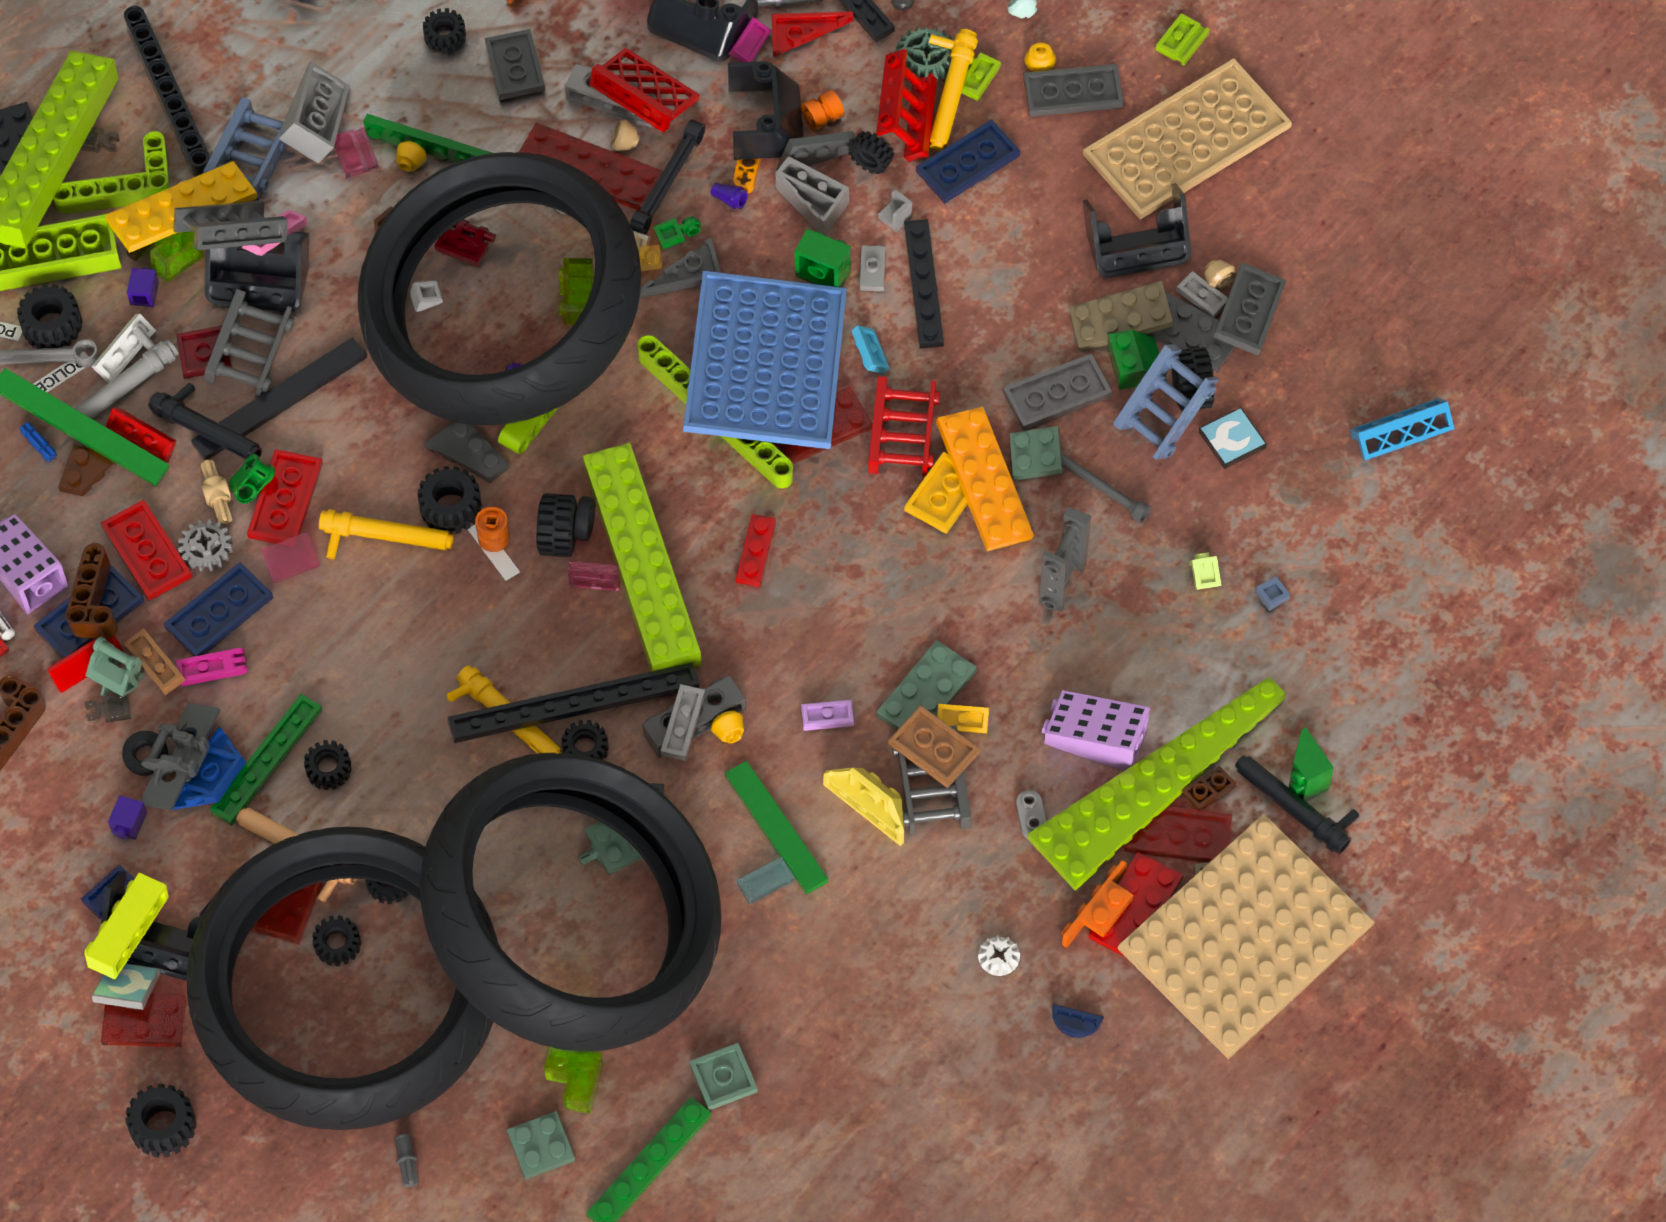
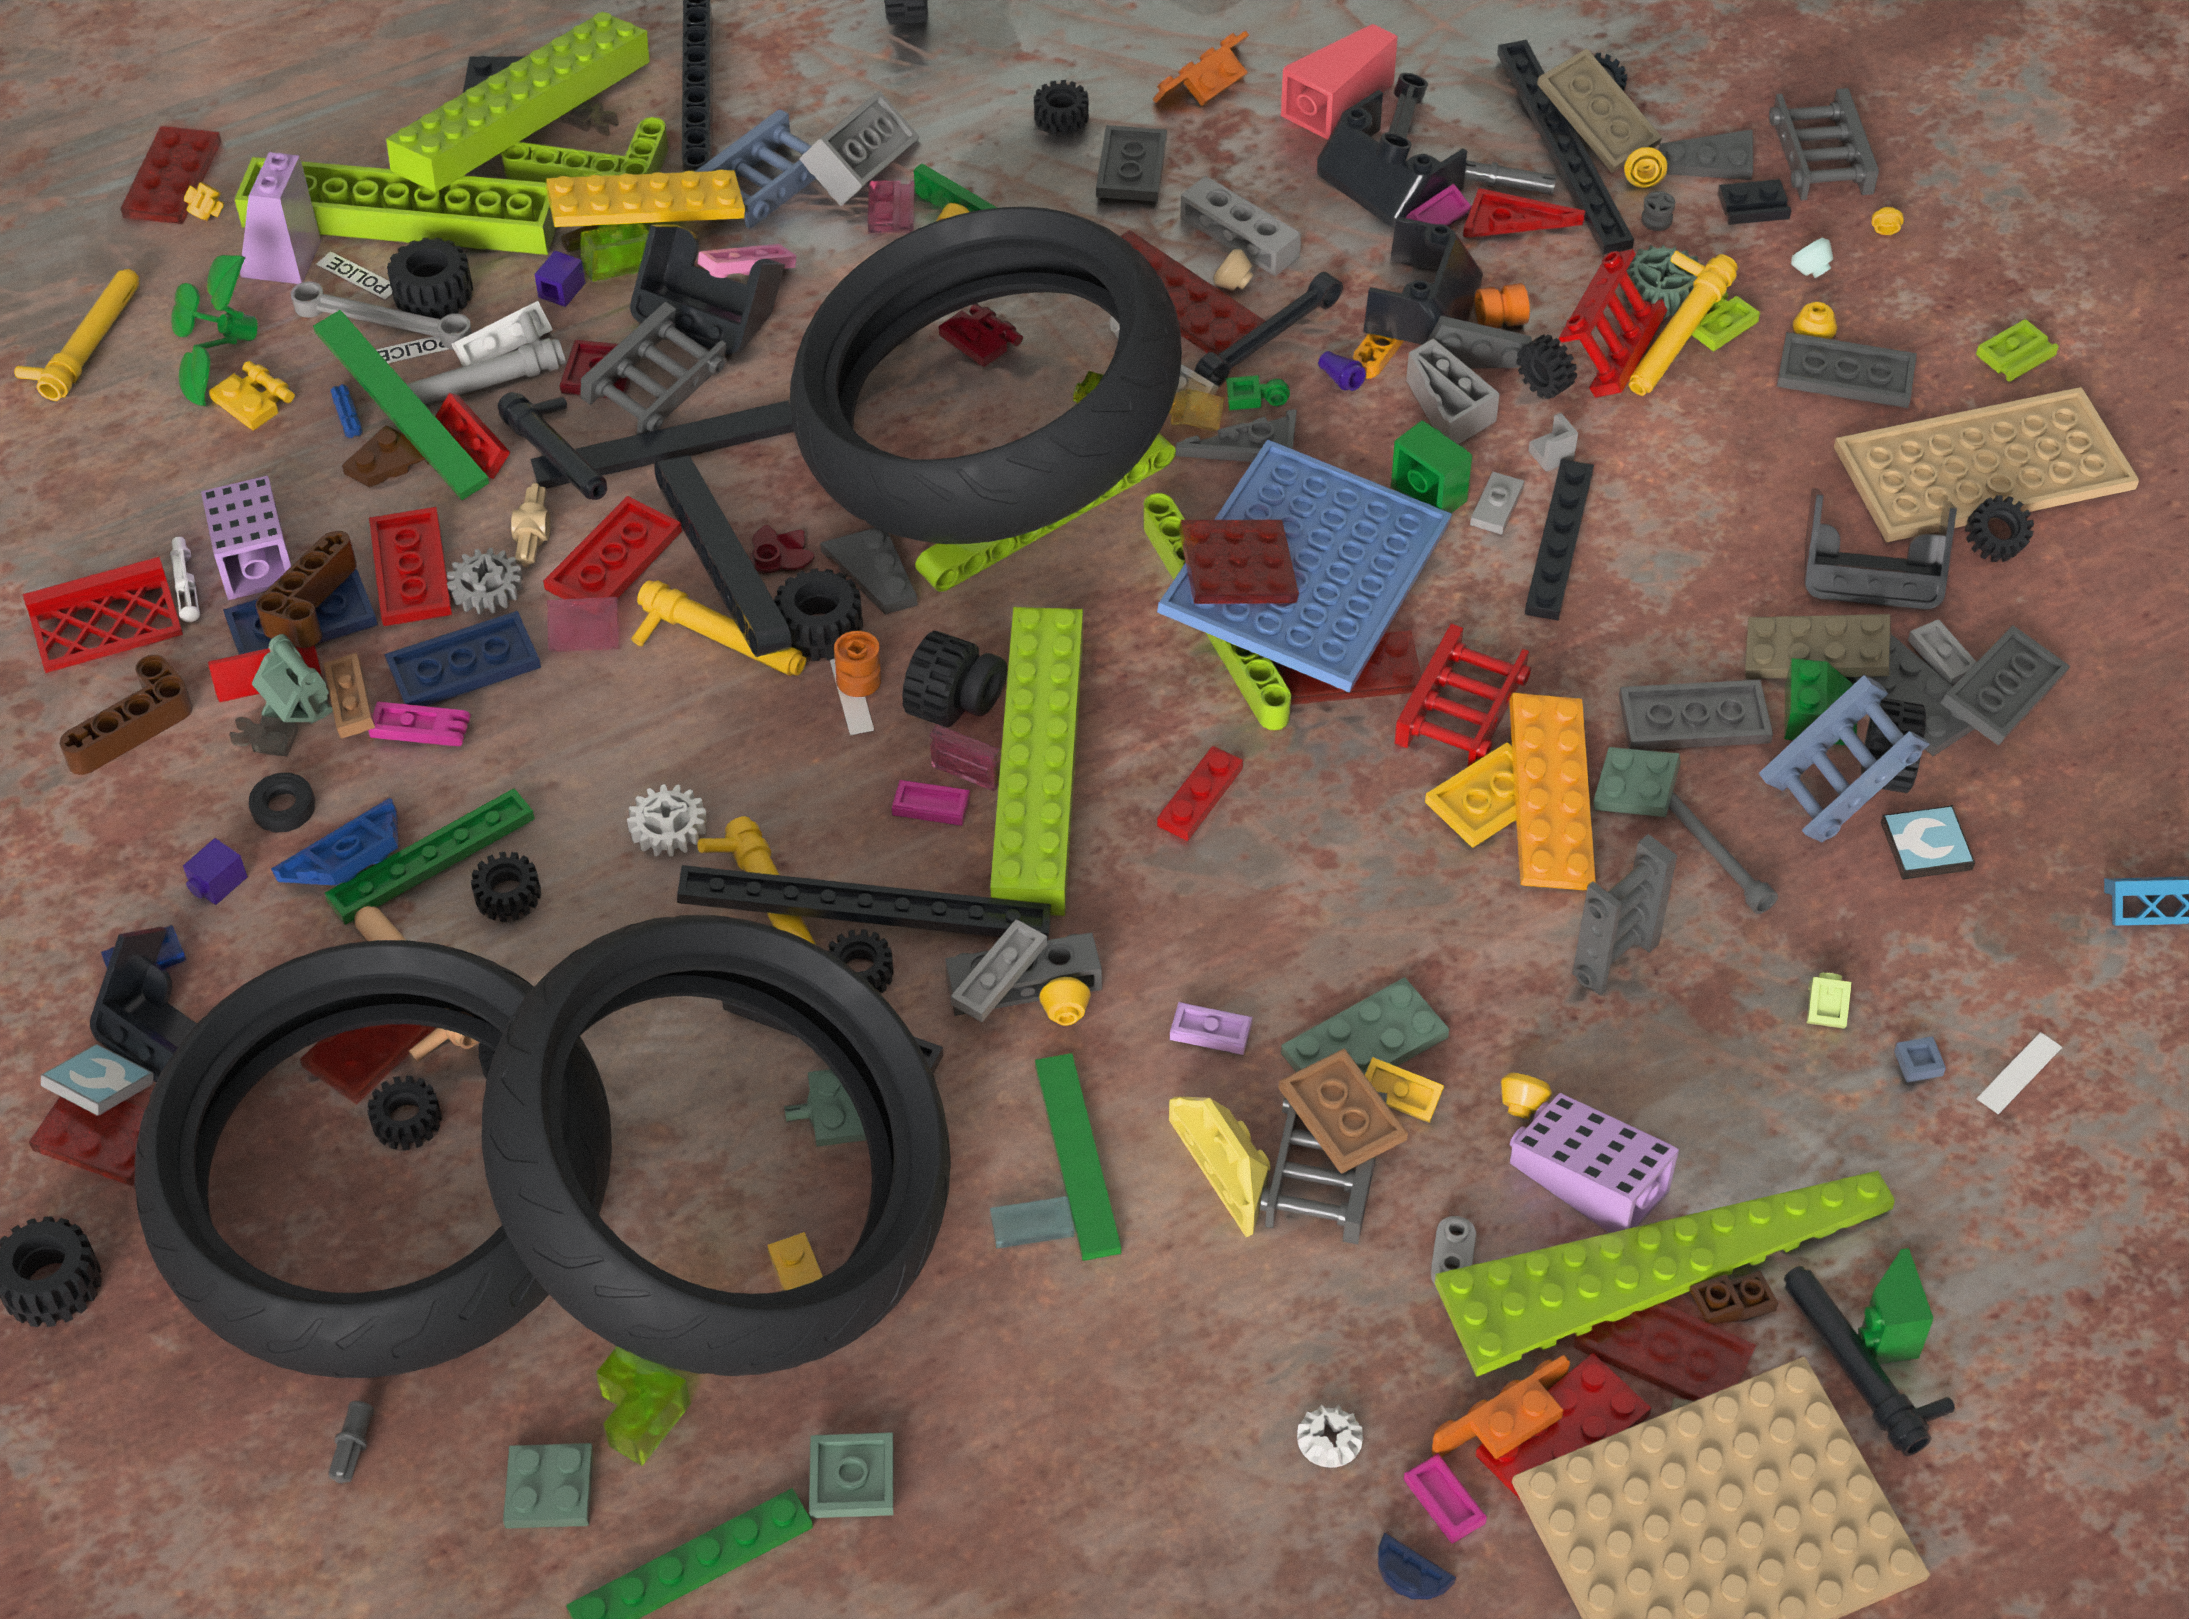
camera: 20 degrees right, 10 degrees down
(126, 925) = (130, 999): neon yellow brick -> none
(186, 759) = (339, 809): dark grey piece -> none
(230, 225) = (689, 227): dark grey fence -> none
(252, 477) = (585, 516): green piece -> none
(364, 475) = (722, 556): none -> black beam
(398, 455) = (779, 551): none -> dark red plate
(411, 693) = (667, 820): none -> white gear
(425, 295) = (882, 348): light grey slope -> none
(581, 613) = (931, 802): none -> dark pink tile
(634, 961) = (794, 1261): none -> yellow plate
(636, 98) = (1268, 230): red fence -> none
(723, 376) = (1238, 561): none -> clear red plate
(870, 349) = (1455, 593): medium azure plate -> none
(968, 161) = (1674, 413): dark blue plate -> none
(1039, 697) = (1524, 1094): none -> yellow cone
(1080, 970) = (1445, 1498): none -> dark pink tile
(1219, 274) = (1976, 633): tan cone -> none
(1222, 181) = (1987, 541): none -> black tyre
(1334, 581) = (2019, 1073): none -> white sticker

